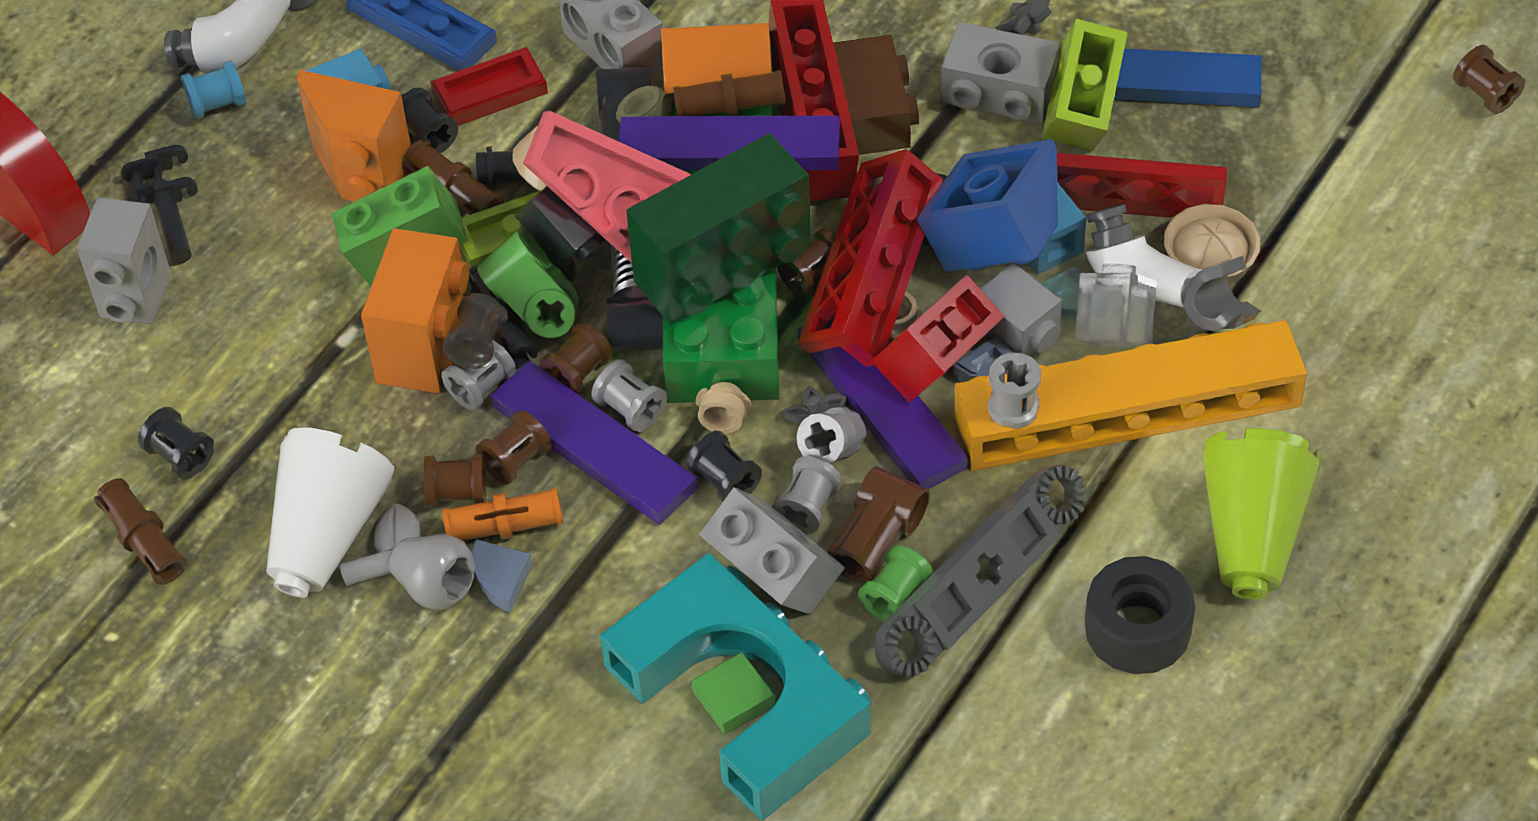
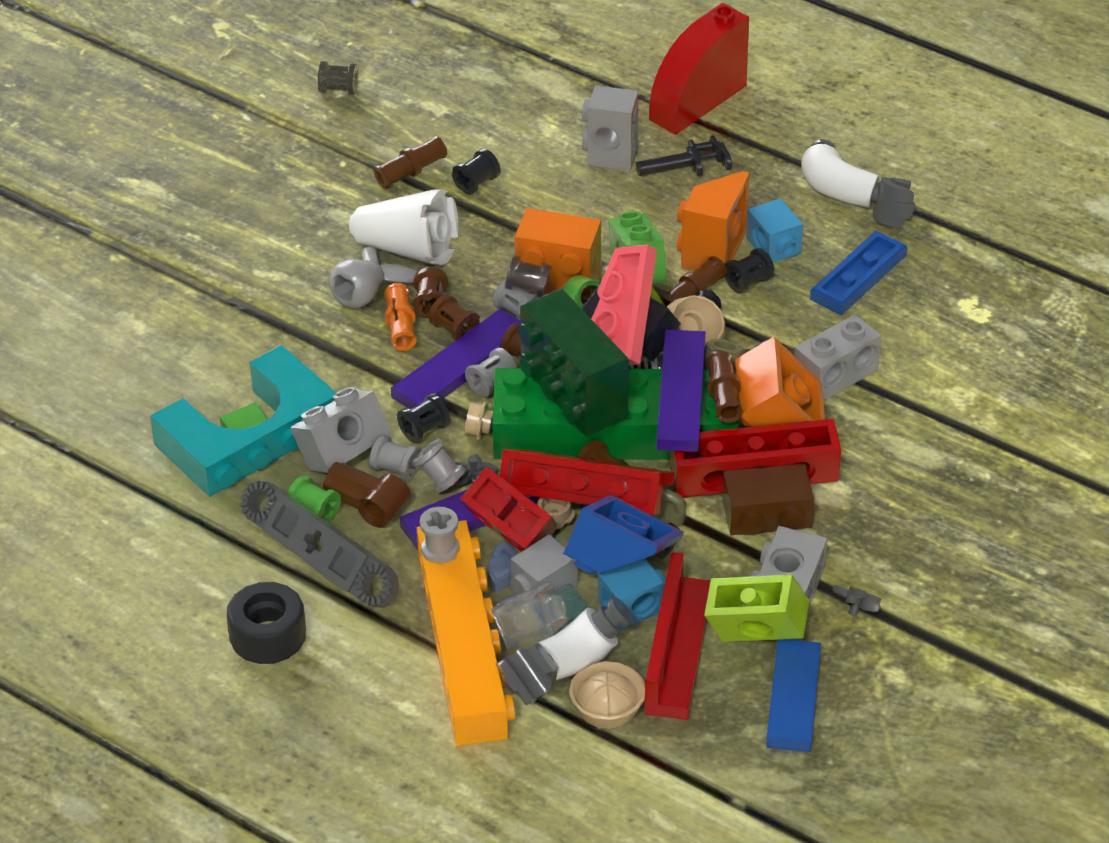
camera: 90 degrees right, 10 degrees down
(213, 90) = (783, 173): dark azure bush -> none
(489, 86) = (790, 308): red tile -> none
(500, 572) = (358, 319): sand blue tile -> none
(1257, 504) = (342, 684): lime cone -> none

